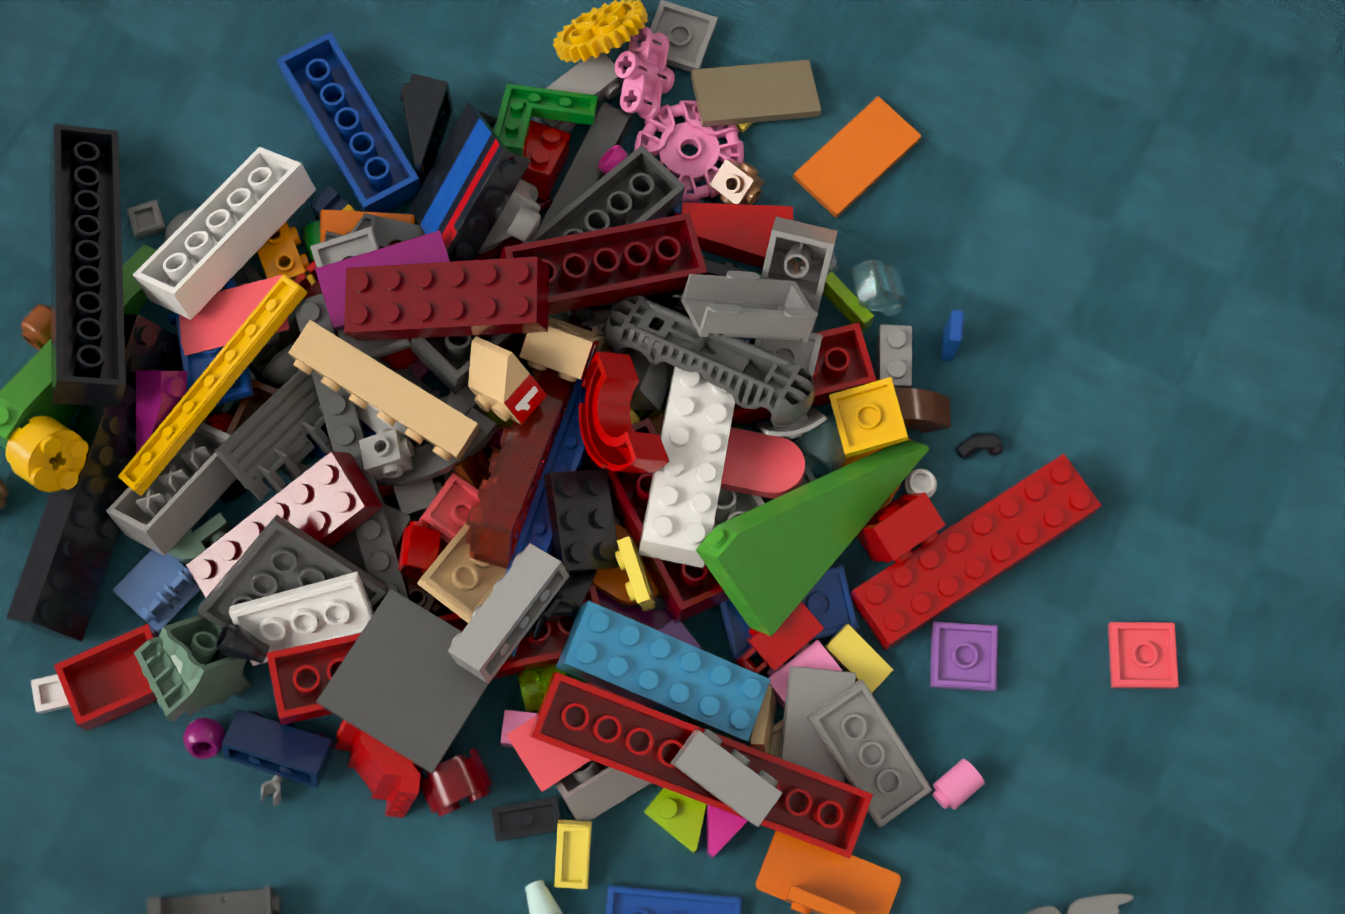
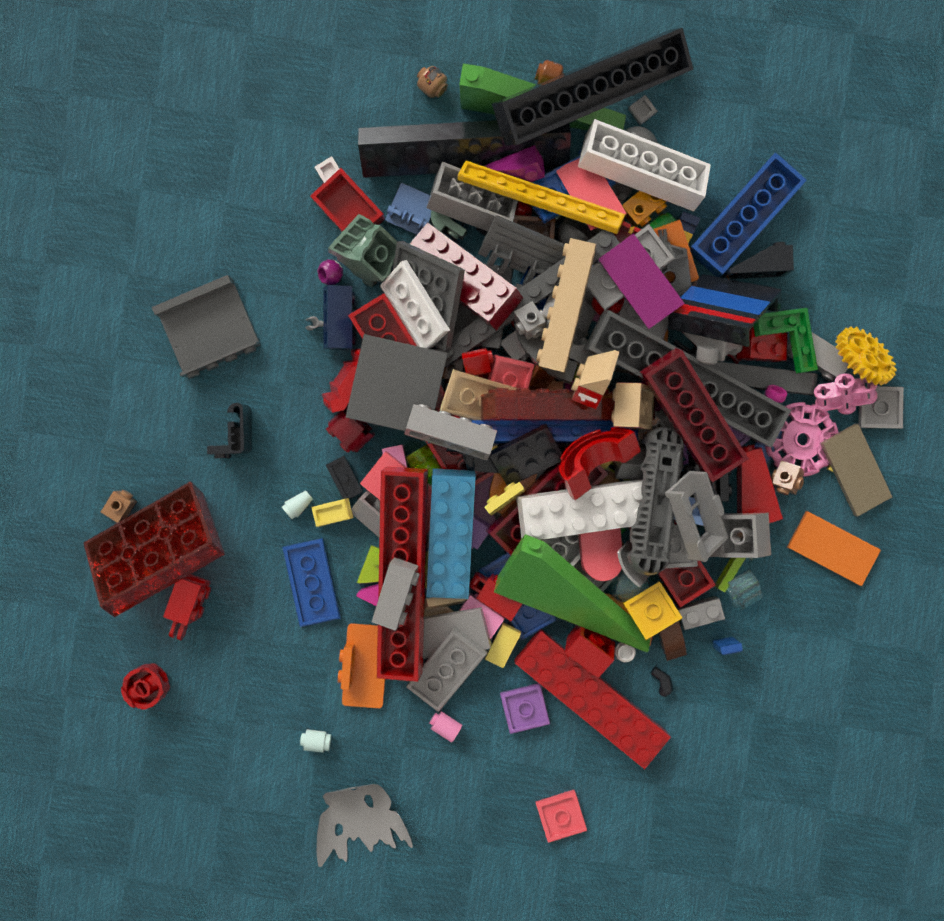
camera: 75 degrees right, 15 degrees up
(47, 454) = (461, 113): yellow brick -> none
(239, 643) = (386, 273): black cone -> none
(447, 299) = (635, 326): dark red brick -> none

